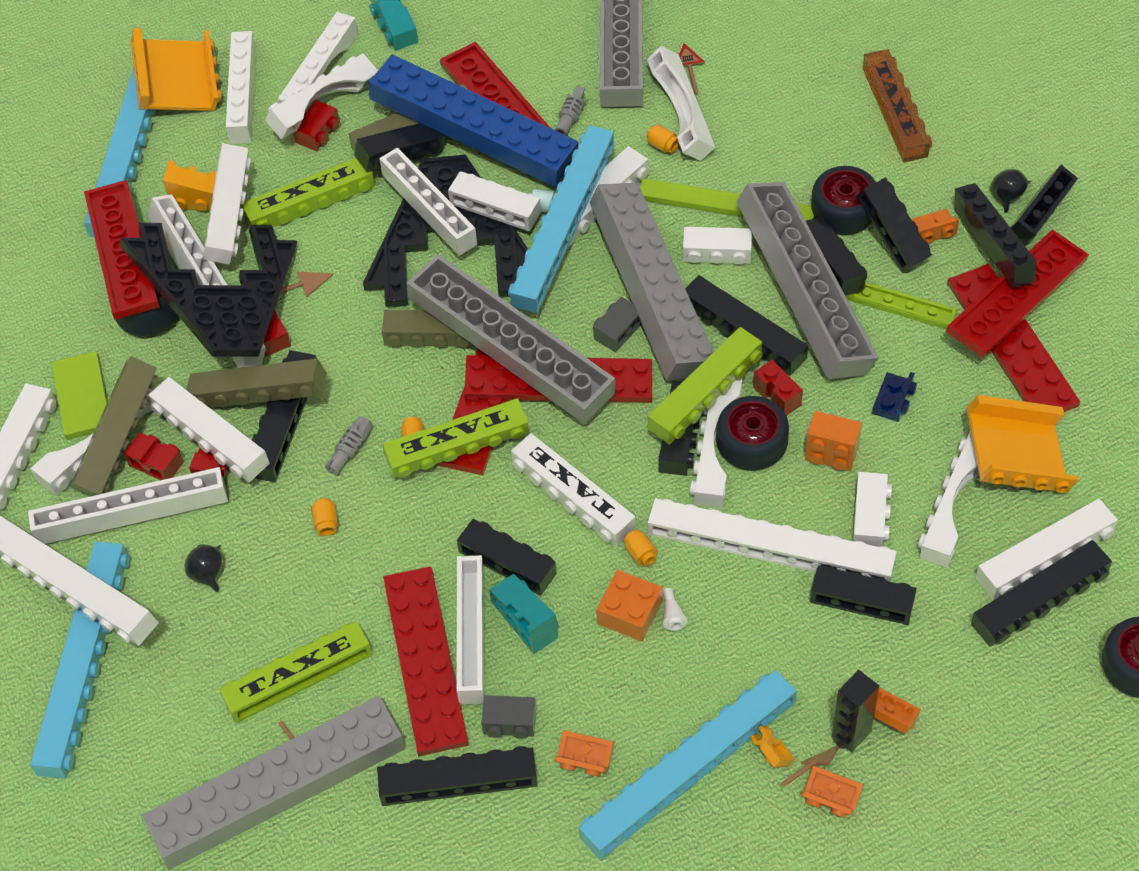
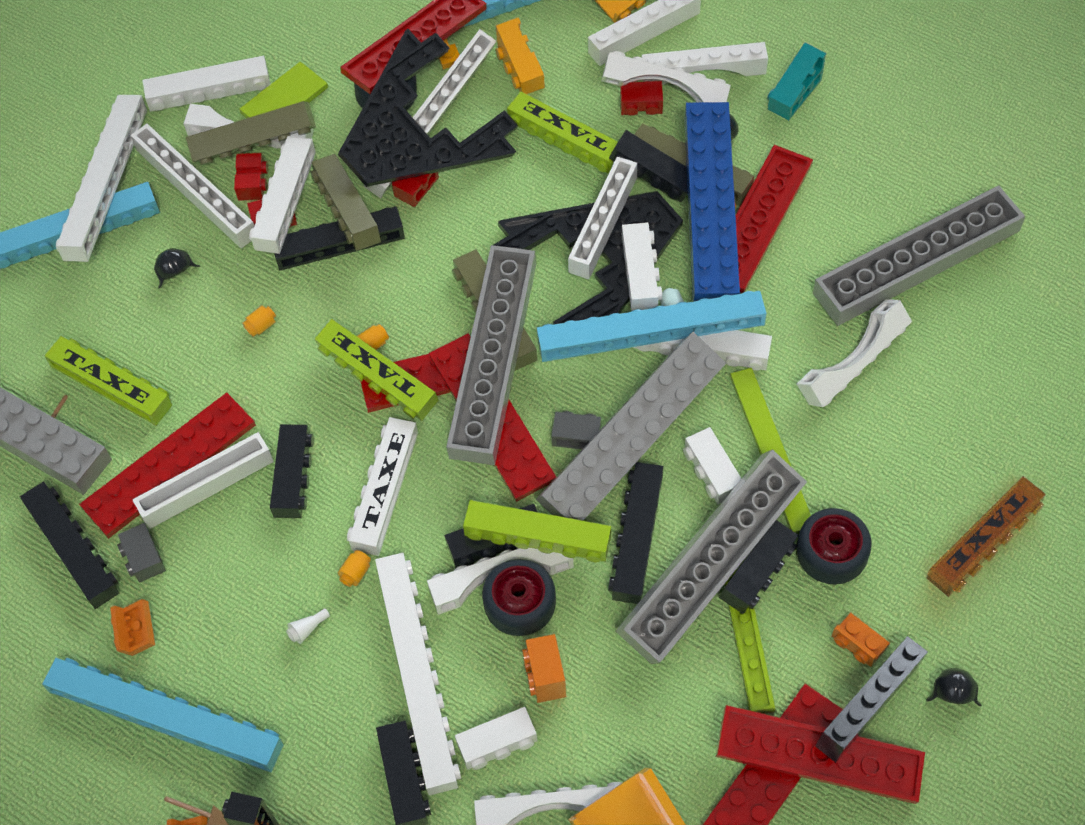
camera: 60 degrees right, 5 degrees up
(225, 204) = (505, 80): white brick -> none
(309, 281) = (484, 185): medium nougat piece -> none
(349, 444) = (337, 299): light grey hinge -> none
(525, 613) = (241, 513): teal wedge -> none
(570, 110) = (789, 272): light grey hinge -> none
(629, 605) = (290, 588): orange brick -> none
(662, 139) = (805, 359): light orange brick -> none
(689, 58) = (920, 333): piece -> none
(774, 750) = (207, 777): light orange plate -> none
(775, 383) = (582, 600): red brick -> none
(893, 396) = (639, 700): clear blue bracket -> none
(894, 224) = (823, 601): black brick -> none
(1043, 204) = (947, 728): black brick -> none

